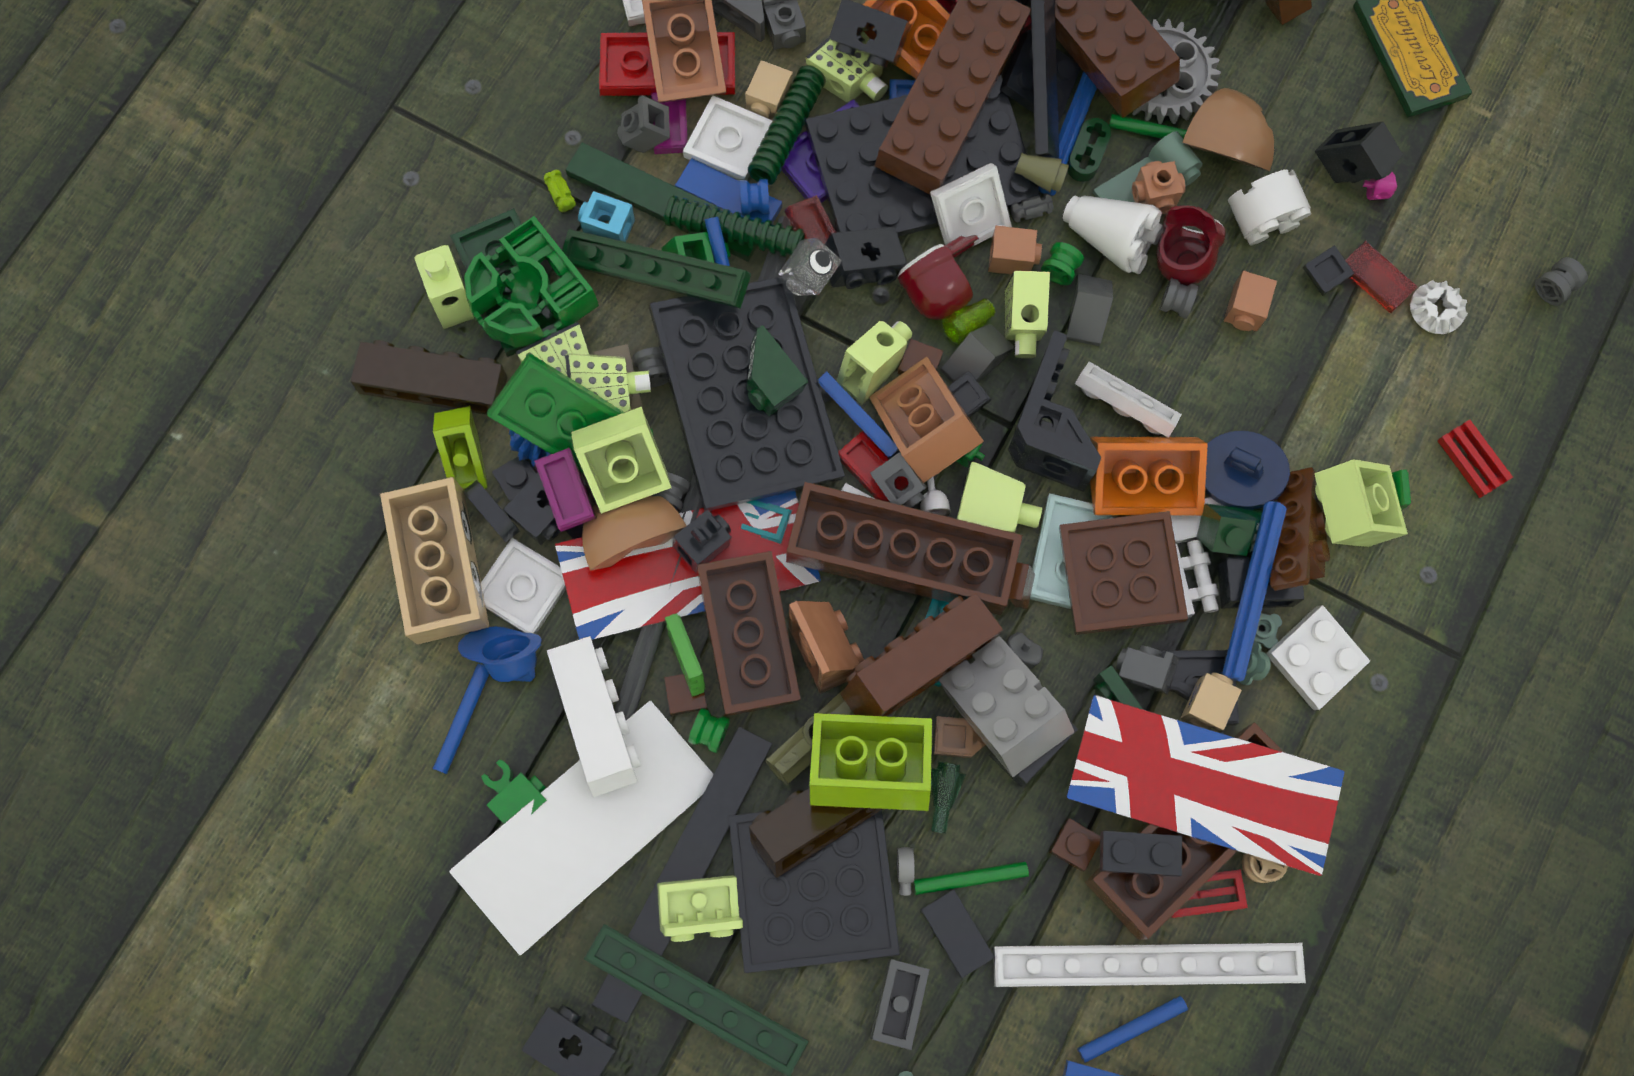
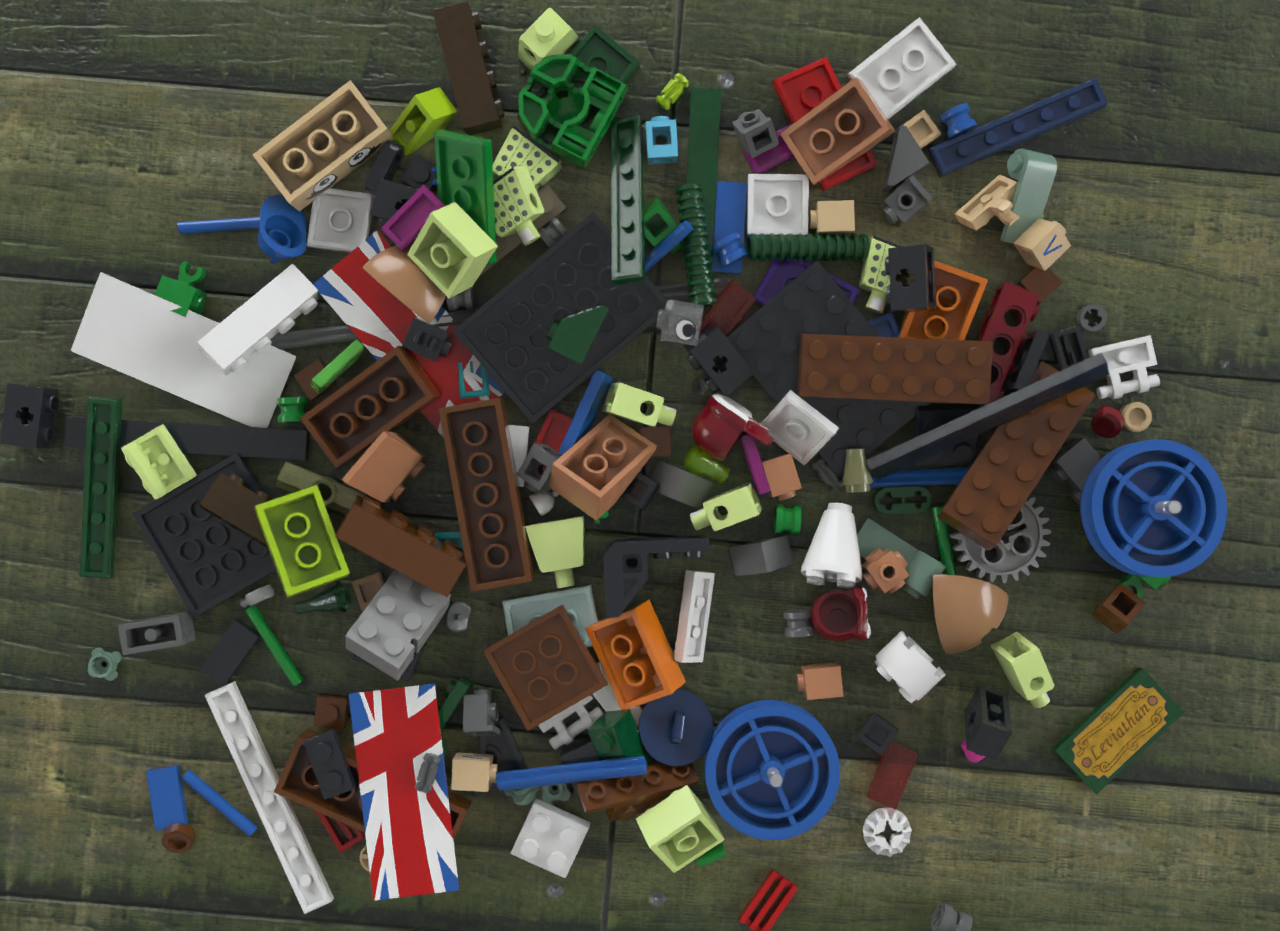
camera: 75 degrees right, 15 degrees up
(988, 270) = (754, 464): none -> magenta tile
(1022, 585) = (501, 595): reddish brown tile -> none
(1195, 743) = (427, 772): none -> dark grey piece
(1314, 101) = (1024, 668): none -> yellowish green torso
(1328, 388) = (771, 770): none -> blue wheel

